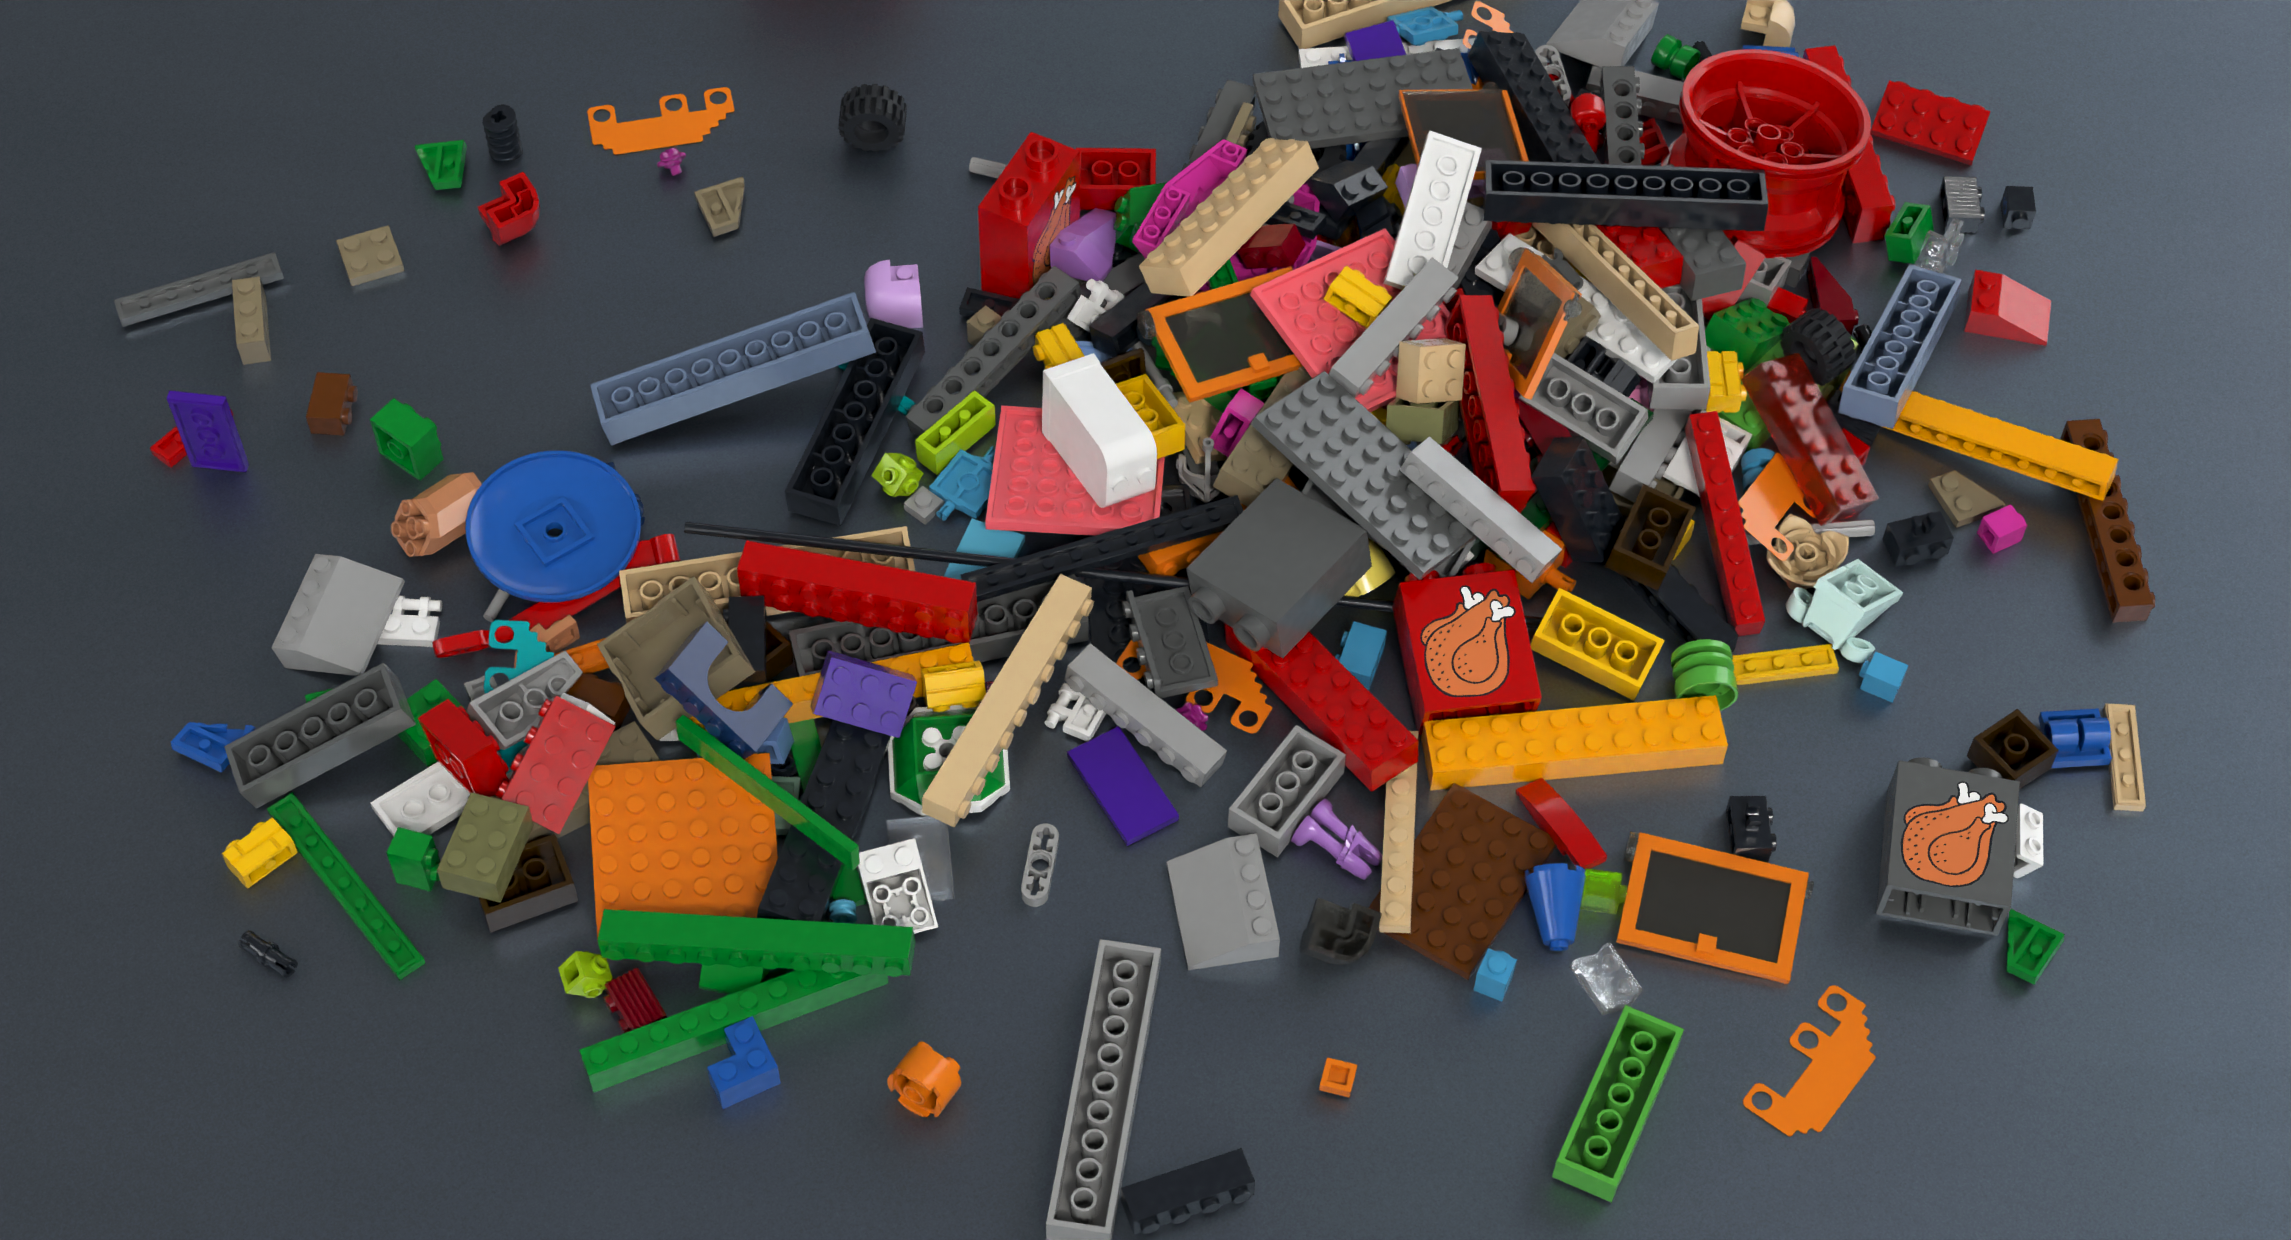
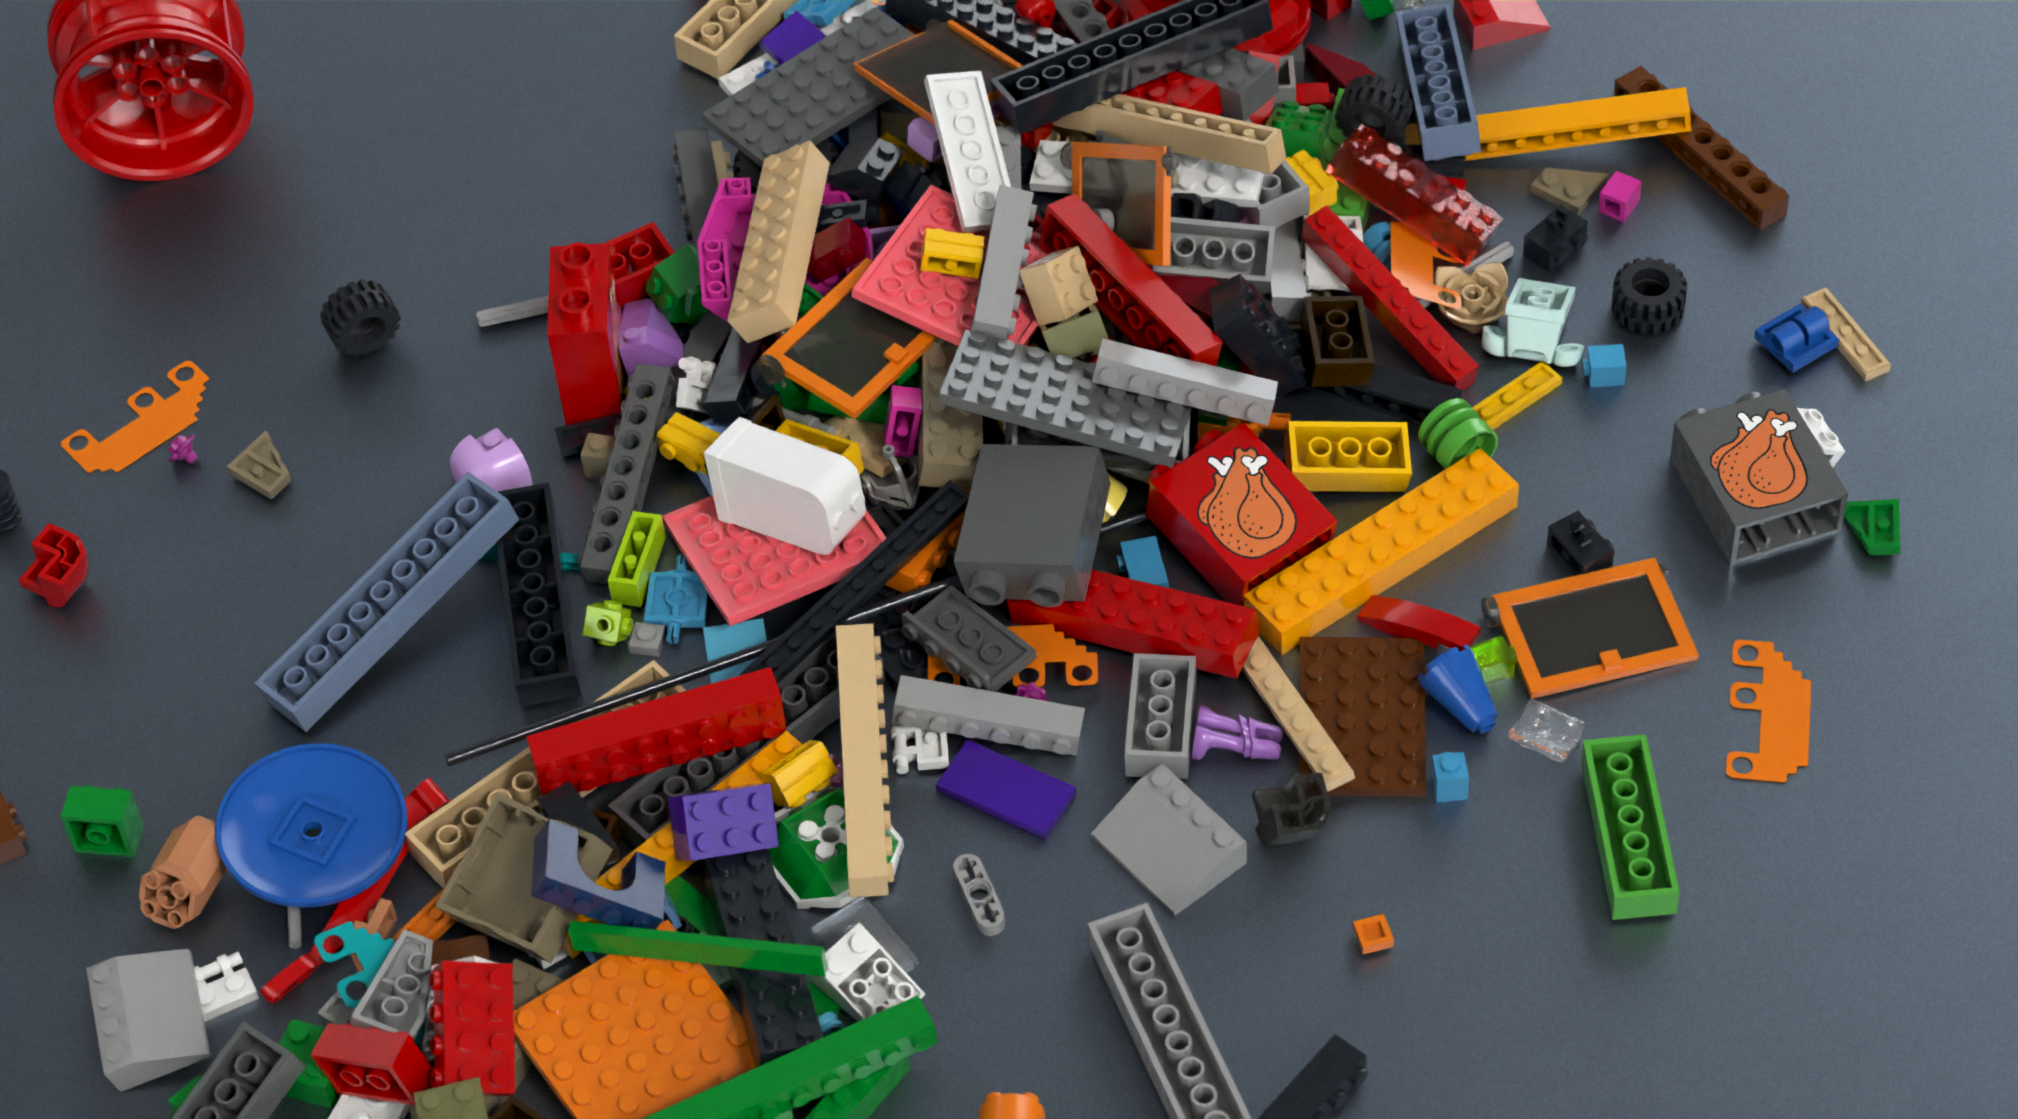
camera: 25 degrees left, 5 degrees down
(1973, 616) = (1646, 312): none -> black tyre
(2013, 749) = (1755, 367): dark brown brick -> none

